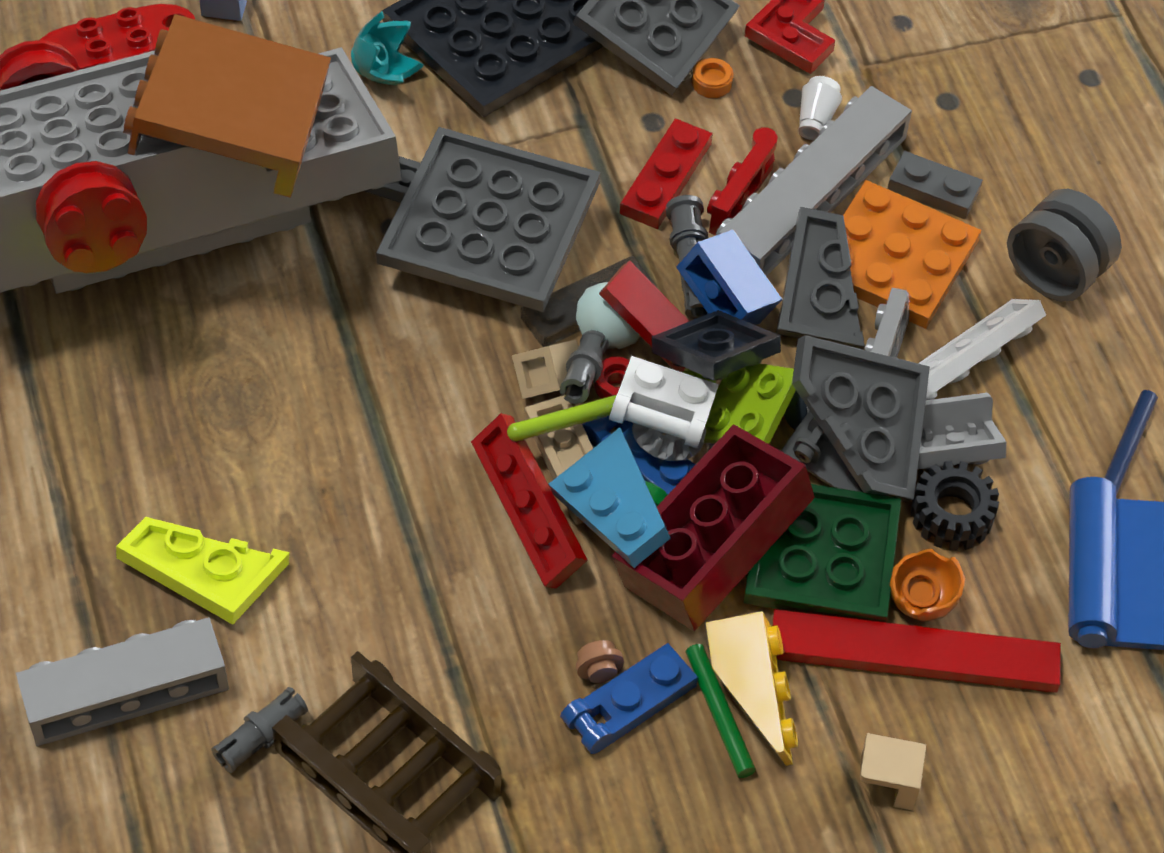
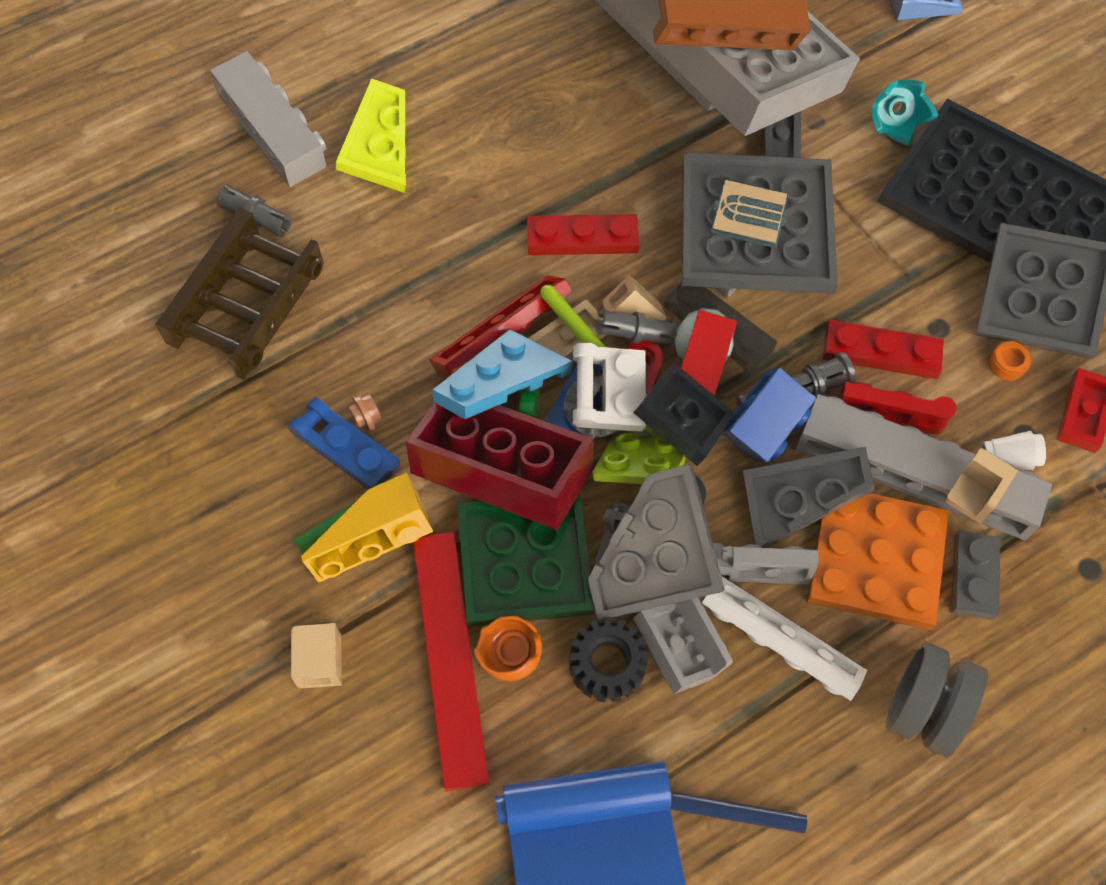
camera: 75 degrees right, 10 degrees up
(424, 395) = (583, 234): none -> red plate
(484, 216) = (750, 213): none -> piece
(868, 132) = (981, 485): none -> tan panel

